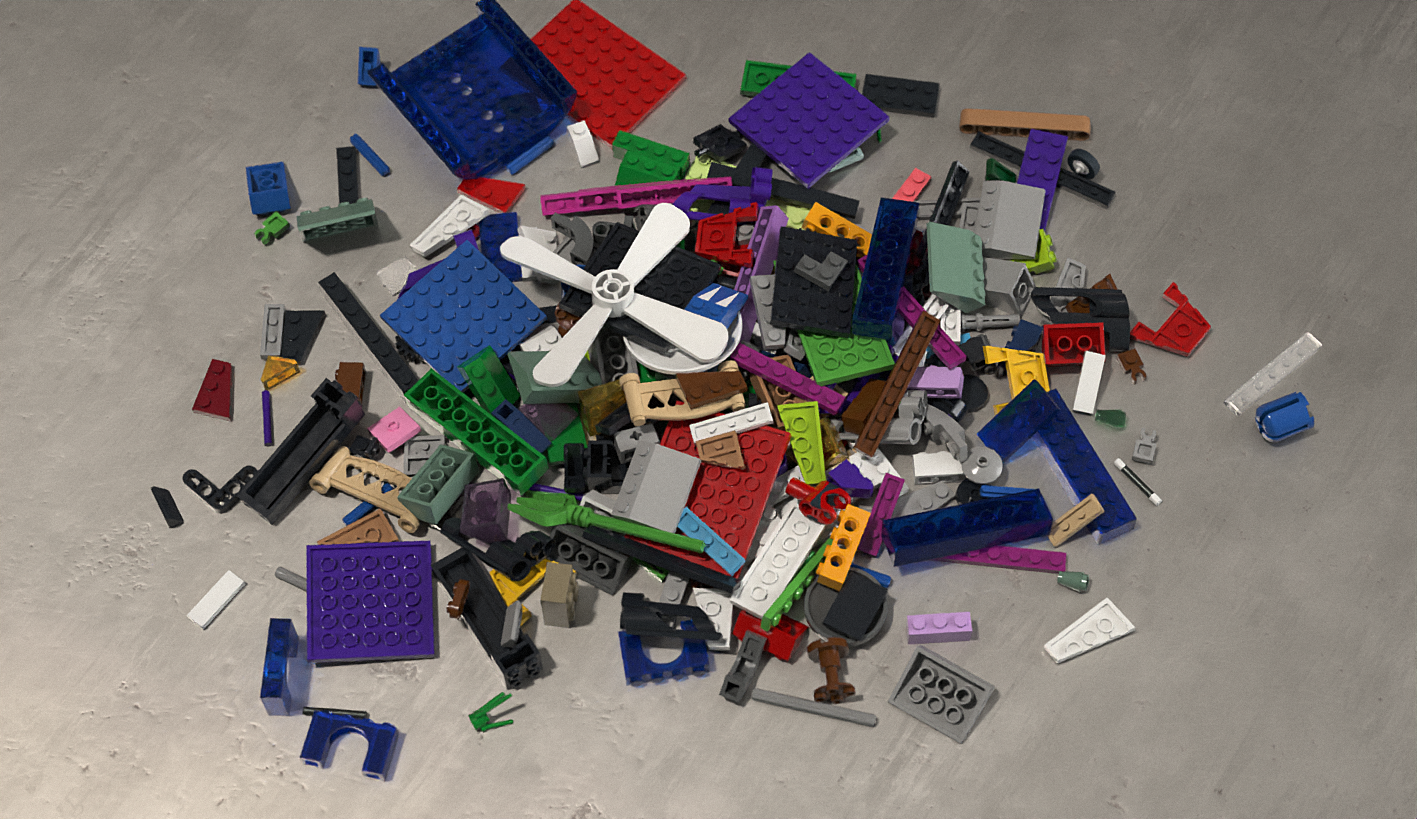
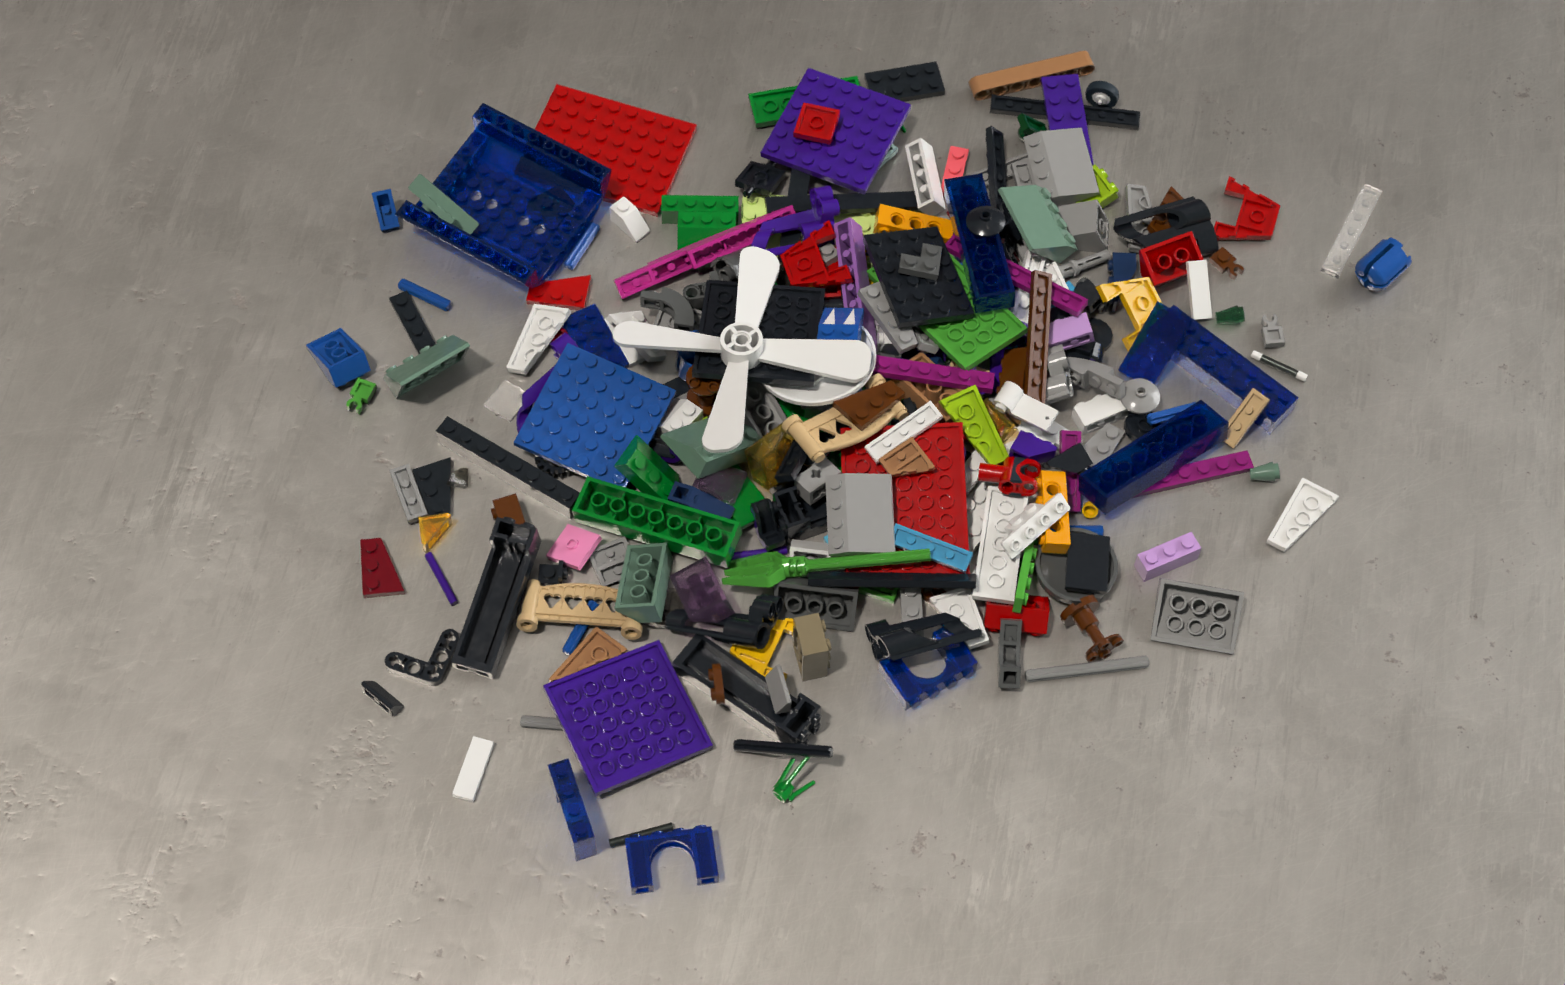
camera: 25 degrees left, 0 degrees up
(322, 332) = (459, 478): none -> clear smoke tile
(414, 79) = (442, 205): none -> sand green bracket
(492, 680) = (782, 748): none -> black axle
(789, 107) = (816, 123): none -> red plate
(813, 551) = (1032, 523): none -> white bracket
(855, 437) = (1015, 402): none -> white door
(875, 184) = (925, 177): none -> white brick
(880, 504) = (1070, 461): none -> black slope
(884, 559) = (1089, 511): none -> yellow hinge
(898, 249) = (985, 221): none -> black dish

